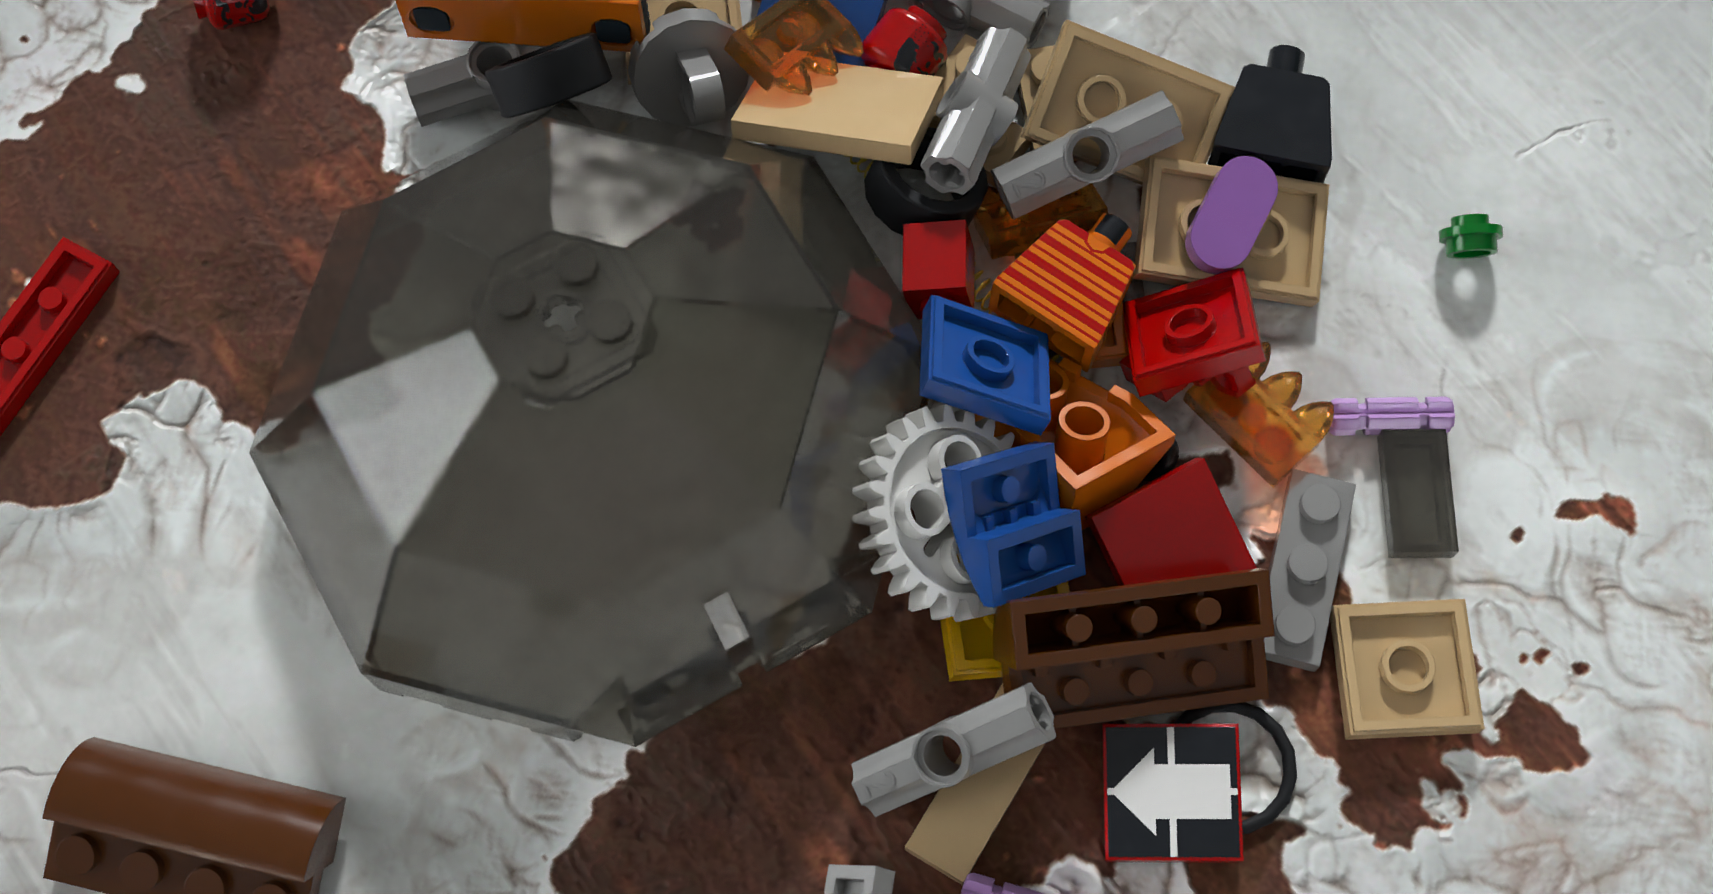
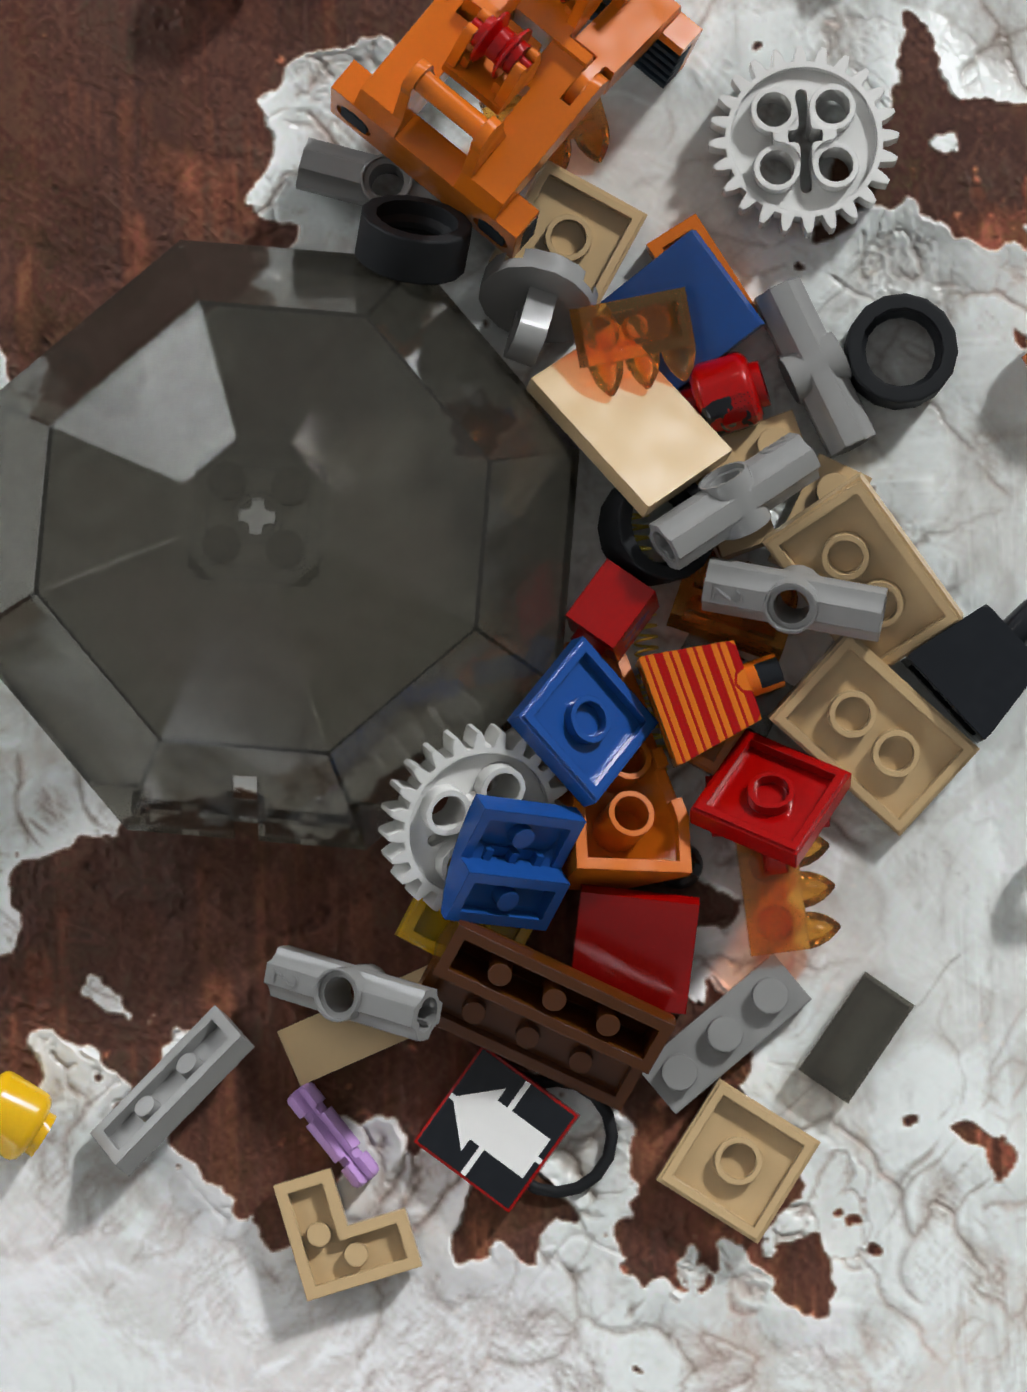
camera: 35 degrees right, 15 degrees up
(1231, 215) = (874, 725): medium lavender tile -> none
(1391, 414) = (883, 964): lavender axle -> none

